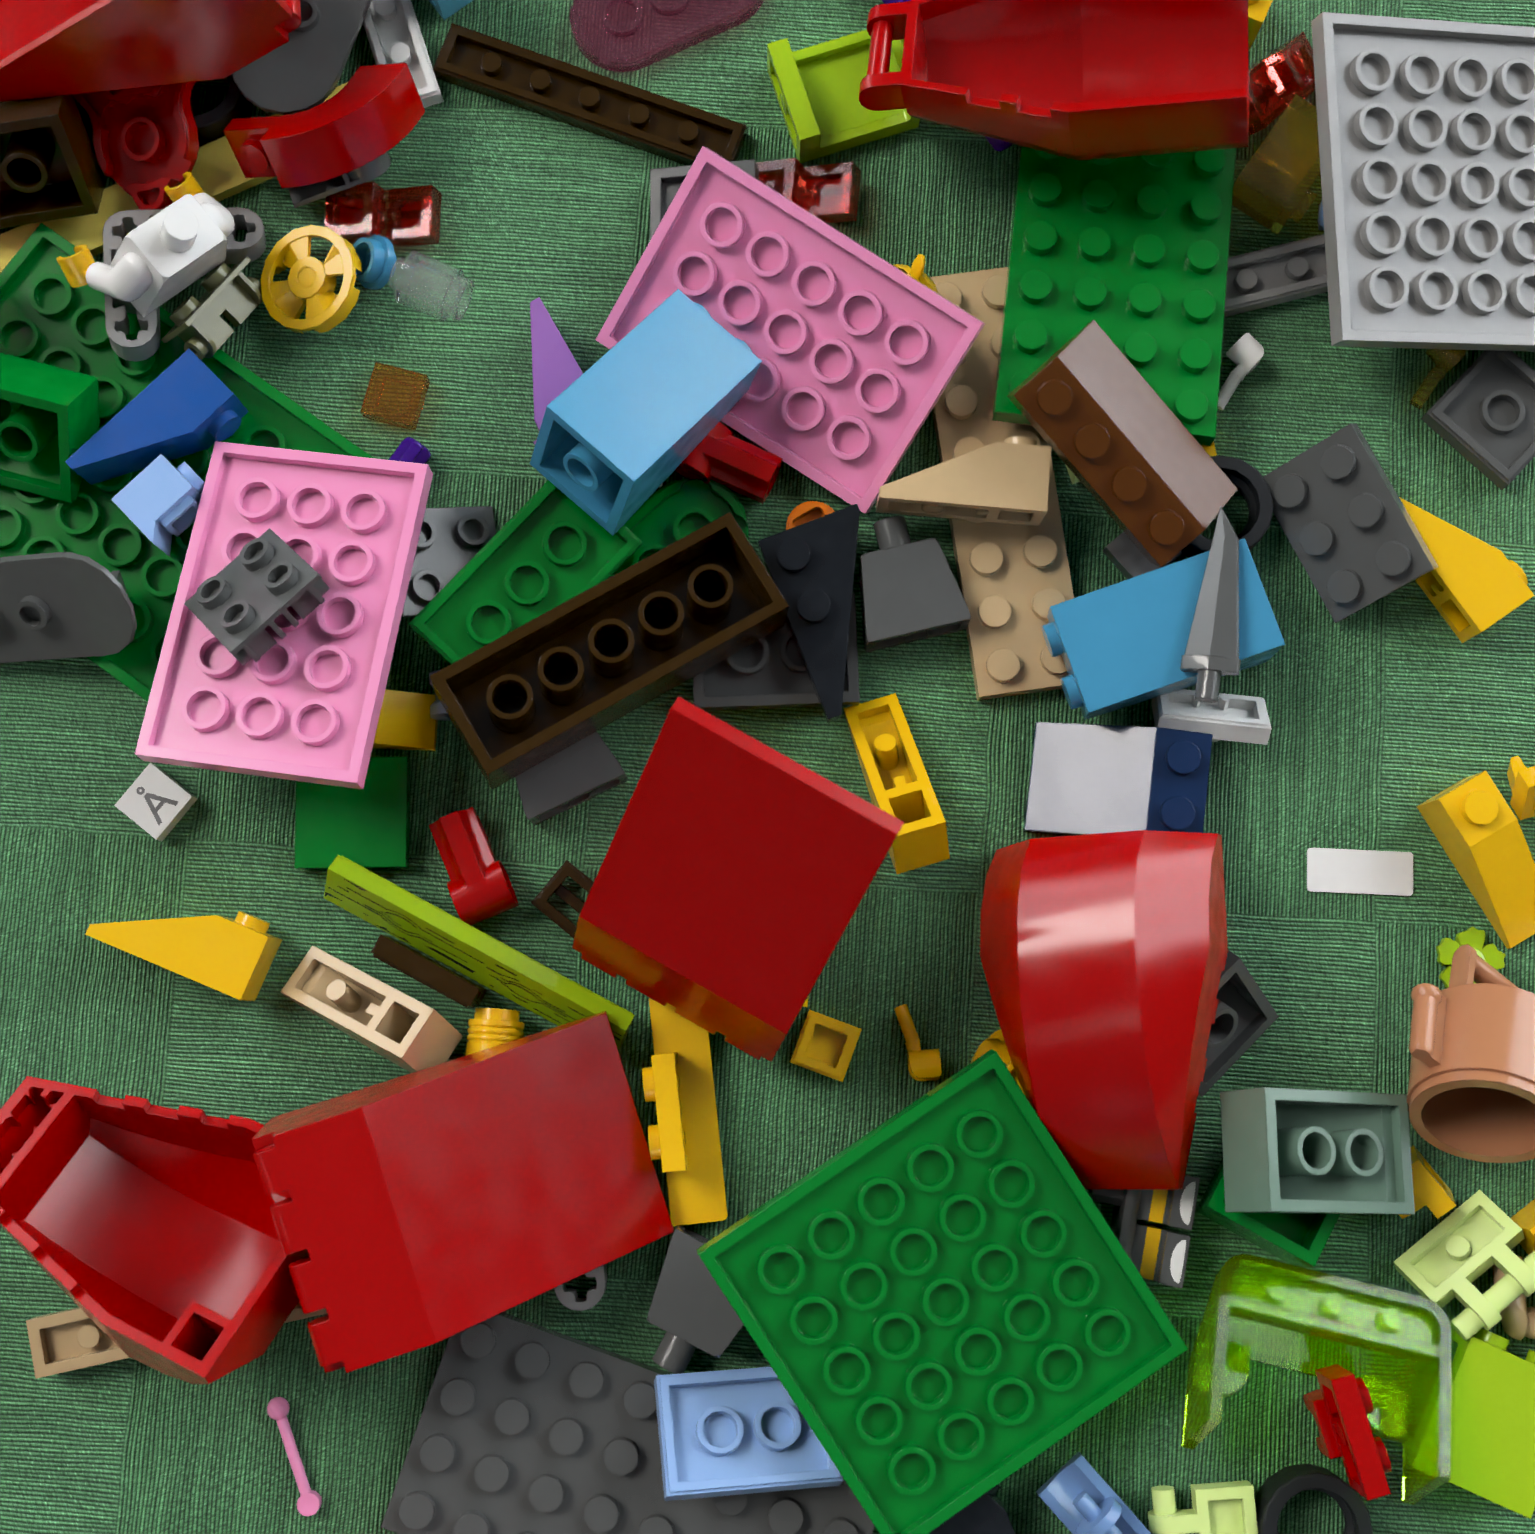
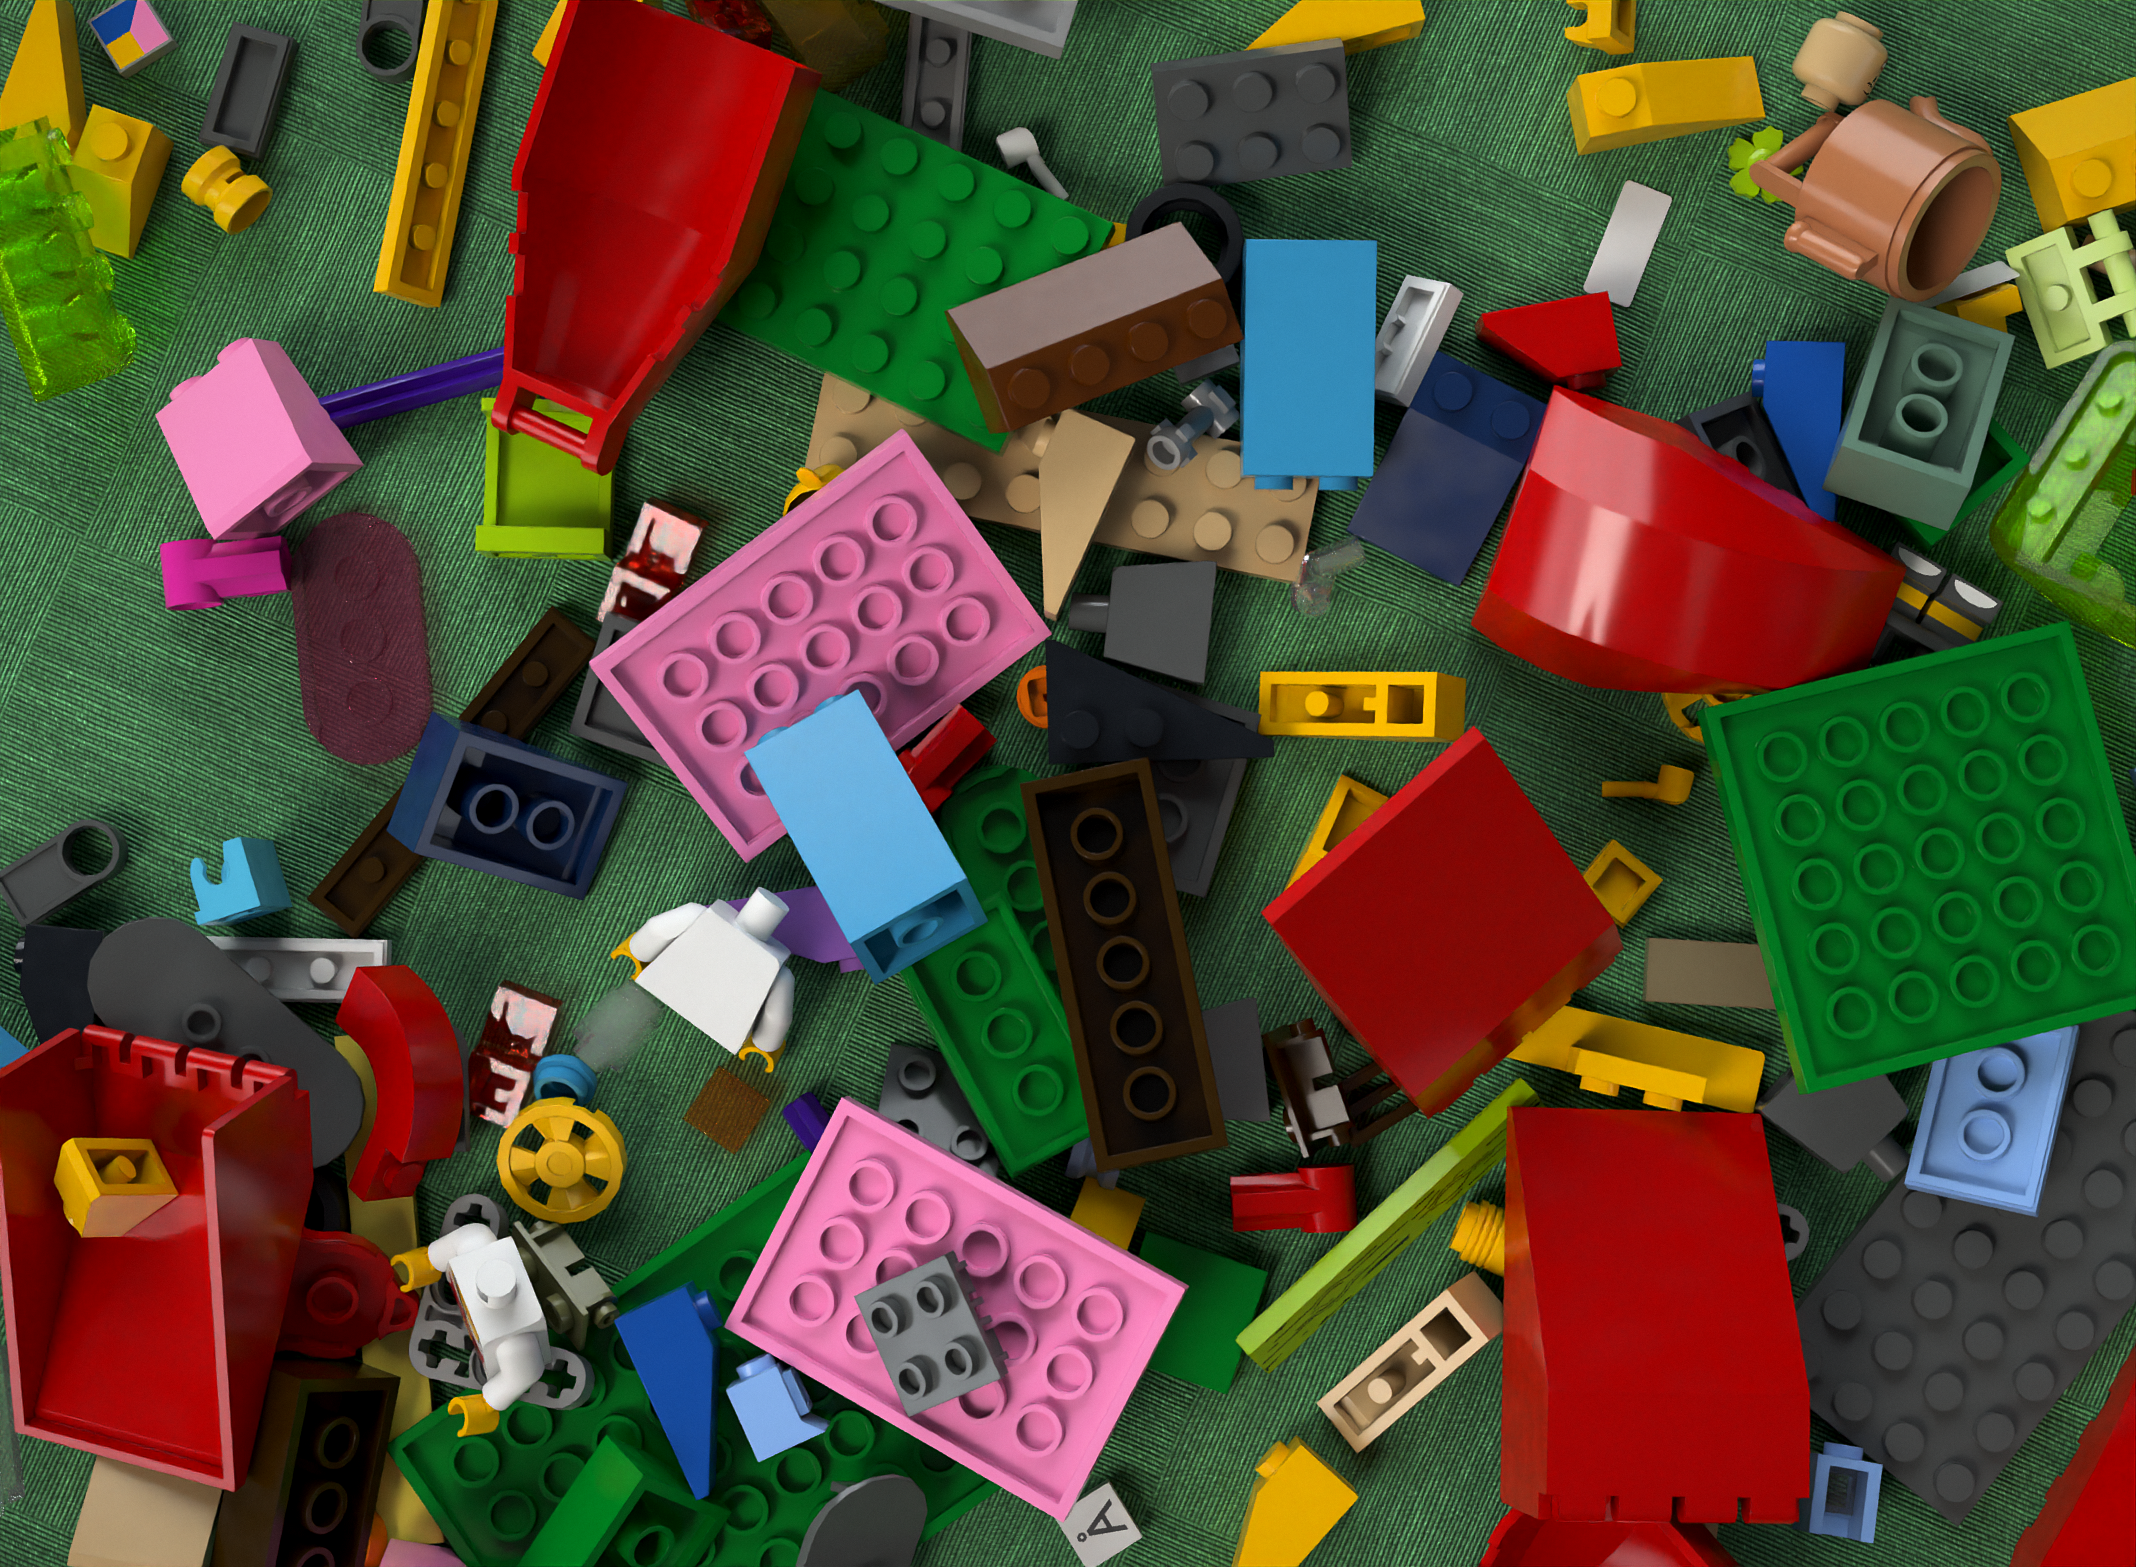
camera: 65 degrees left, 5 degrees up
(375, 1411) = (1841, 1494): none -> light blue window
(428, 972) = (1393, 1284): dark brown tile -> none
(497, 341) = (721, 971): none -> white torso
(545, 855) = (1311, 1114): none -> dark brown hinge
(573, 140) = (505, 807): none -> dark blue slope
(774, 1140) = (1705, 974): none -> dark tan tile
(993, 710) = (1318, 572): none -> clear arm
(1089, 573) = (1208, 411): none -> light grey bar
(1214, 631) = (1335, 309): dark grey bar -> none
(1259, 836) = (1557, 340): none -> red slope
(1290, 1053) = (1805, 407): none -> blue slope
(1439, 1166) = (1972, 282): none -> white sticker

